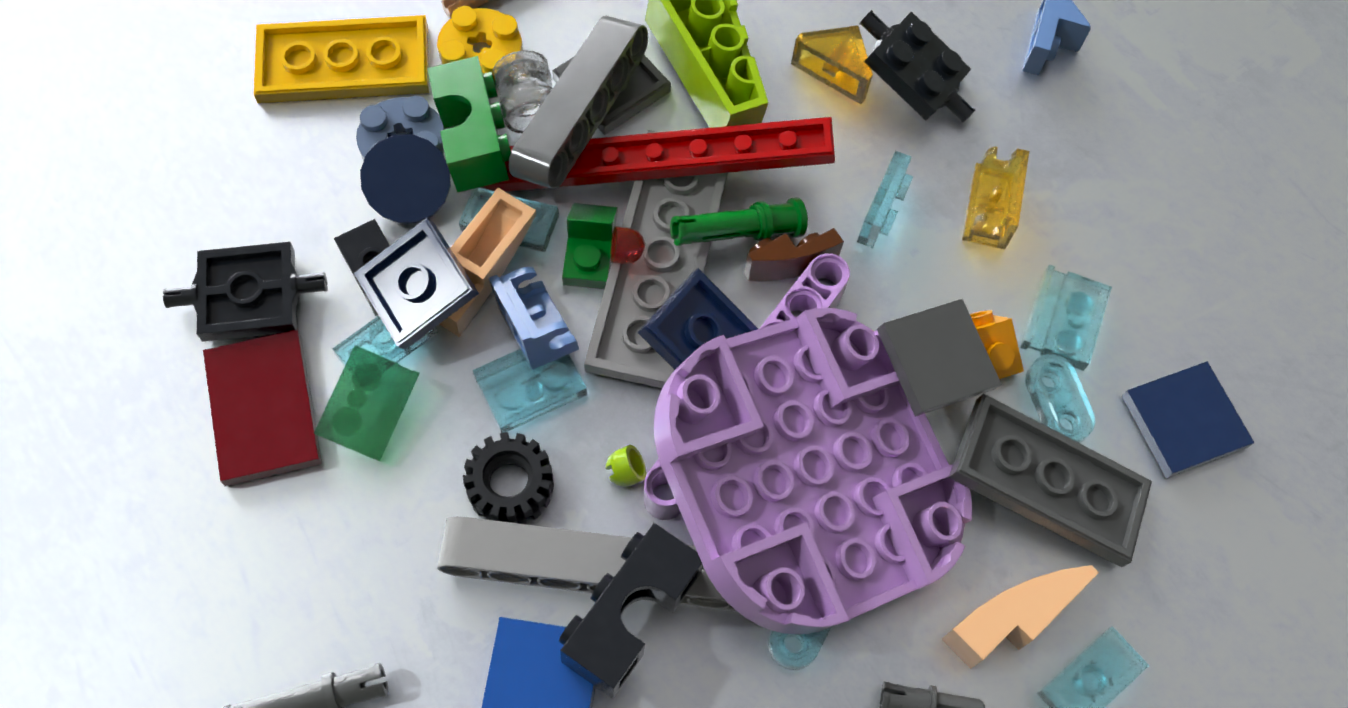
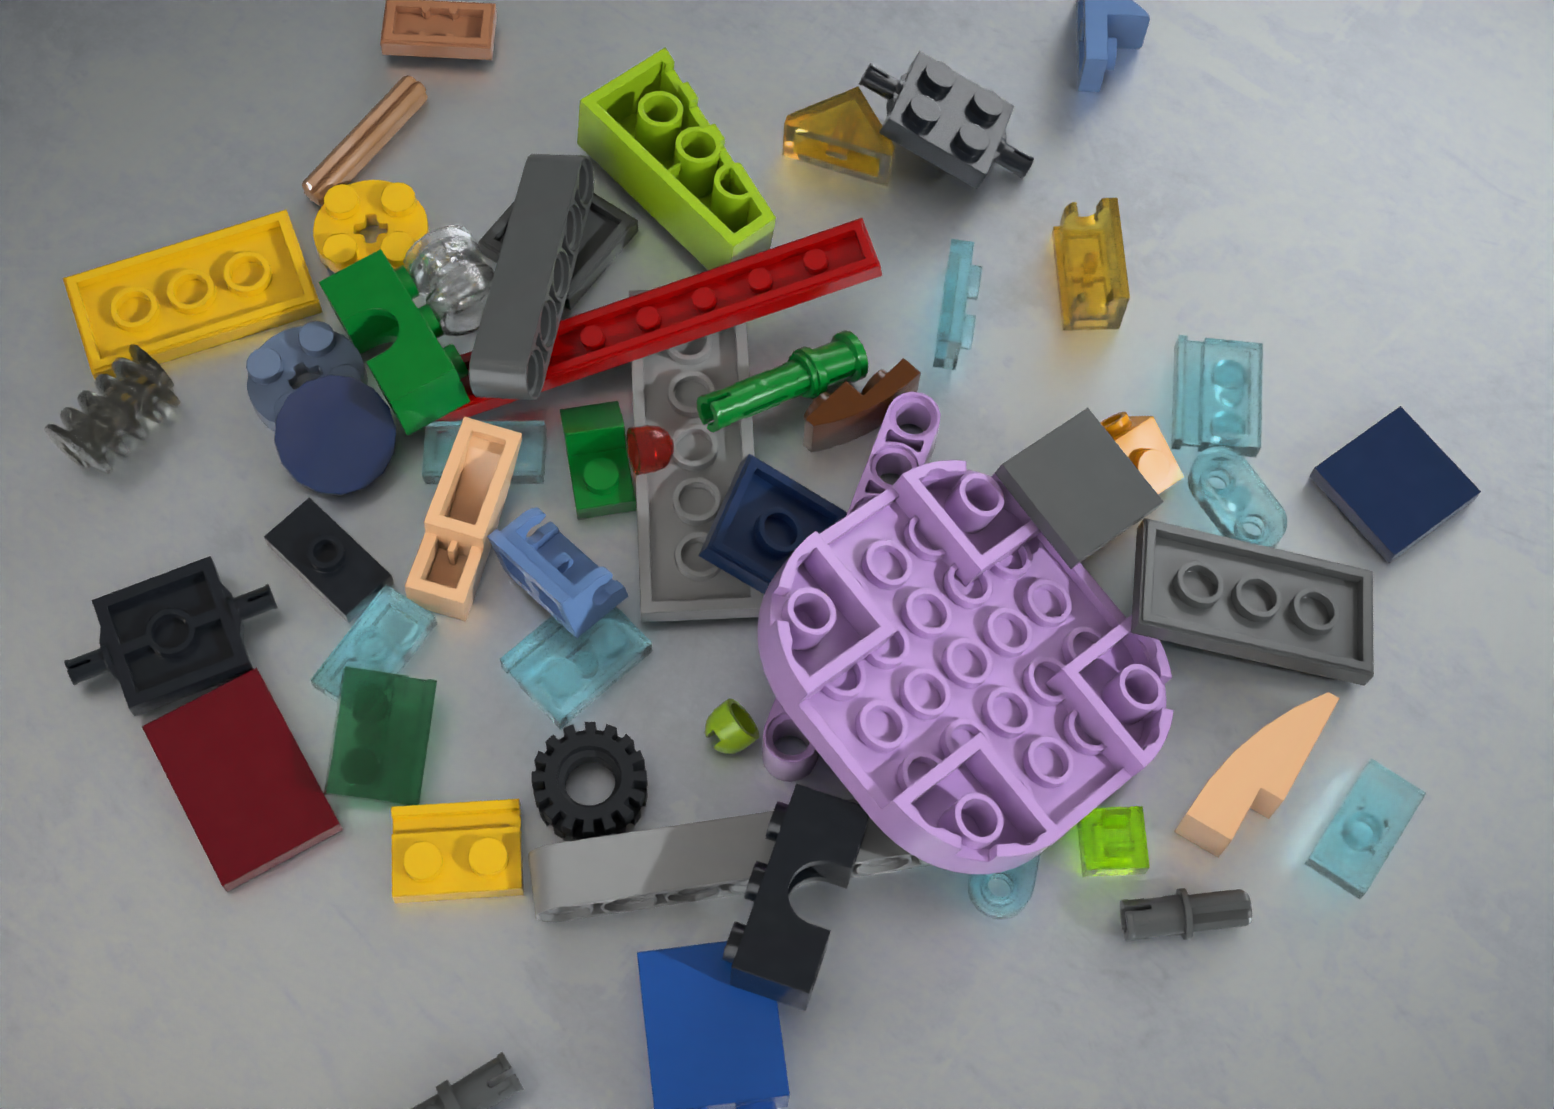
camera: 15 degrees left, 0 degrees up
(258, 124) = (114, 411): none -> clear smoke piece
(397, 502) = (457, 851): none -> yellow plate
(416, 283) = (397, 567): tile -> none
(891, 634) = (1113, 842): none -> clear neon green tile

